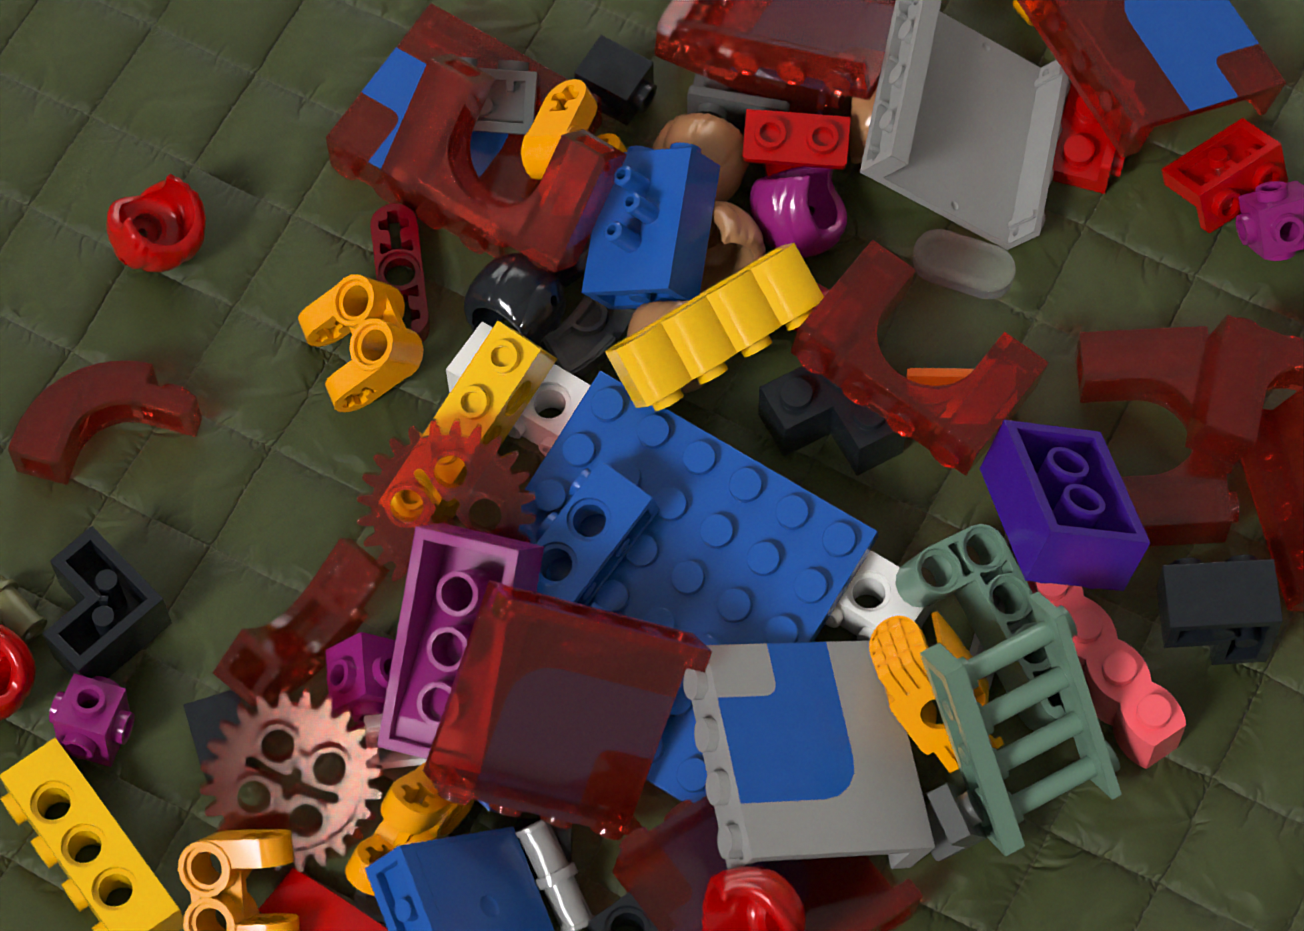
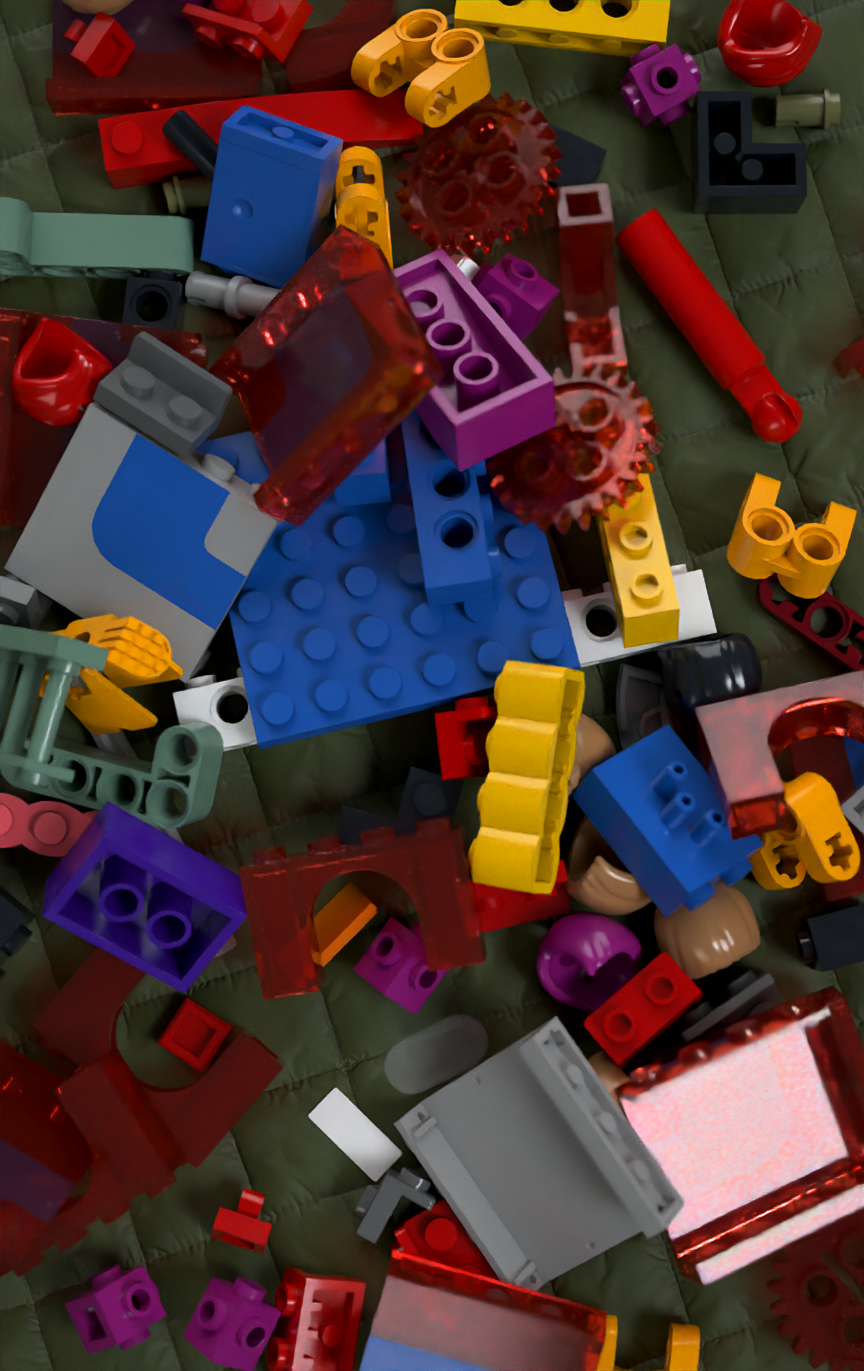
camera: 135 degrees right, 20 degrees up
(251, 529) = (709, 325): none -> red piece
(693, 815) = (164, 395): none -> dark grey bracket
(723, 405) = (463, 738): none -> red bracket
(926, 326) = (399, 966): none -> magenta brick
(1073, 269) = (355, 1134): none -> white sticker
(1094, 203) = (378, 1204): none -> dark grey bracket
(1122, 425) = (195, 1034): none -> red tile
(1208, 275) = (243, 1227): none -> red tile

